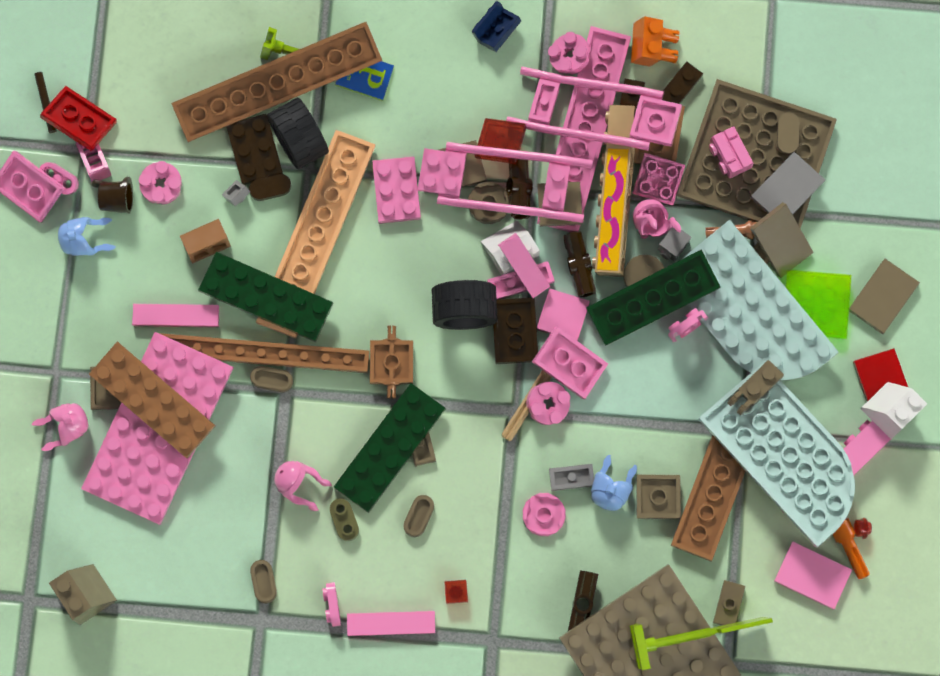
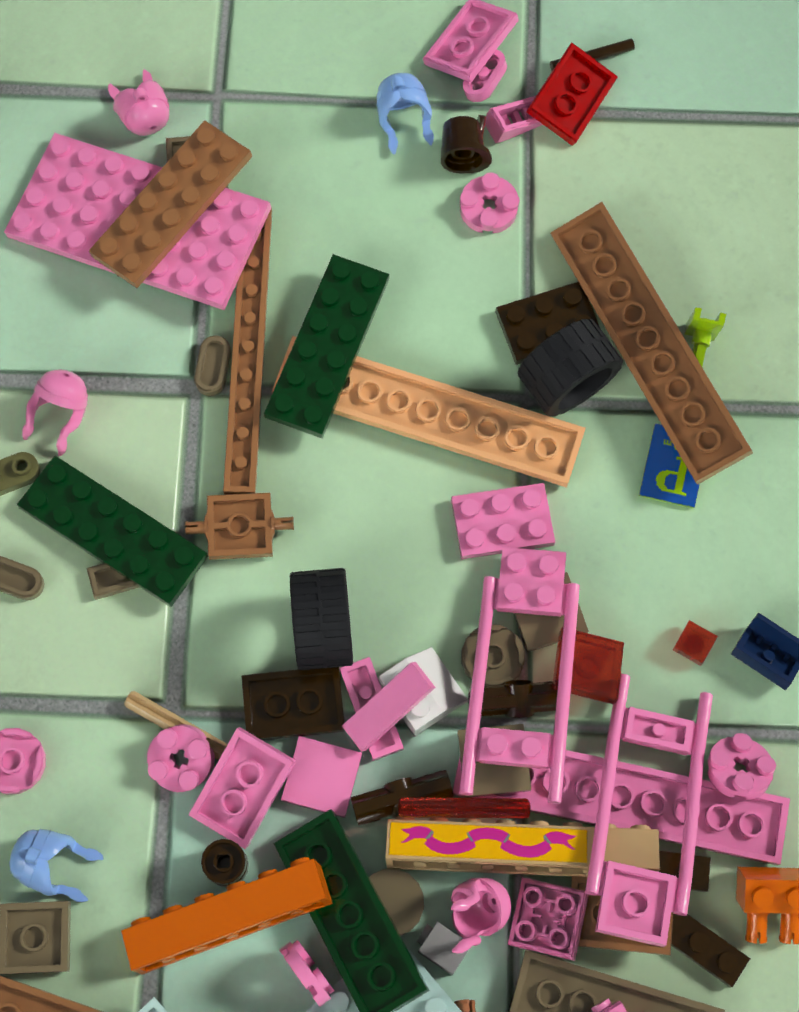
camera: 85 degrees right, 5 degrees down
(175, 315) = (300, 236): bright pink tile -> none
(205, 241) = (407, 264): medium nougat hinge -> none
(236, 193) = (479, 299): light grey plate -> none
(270, 187) = (493, 346): dark brown tile -> none
(487, 73) = (695, 643): none -> clear red plate
(571, 477) = (66, 799): light grey plate -> none
(589, 223) = (464, 807): none -> clear red axle
(617, 374) = (224, 862): none -> dark brown wheel
(651, 372) = (226, 916): none -> orange brick

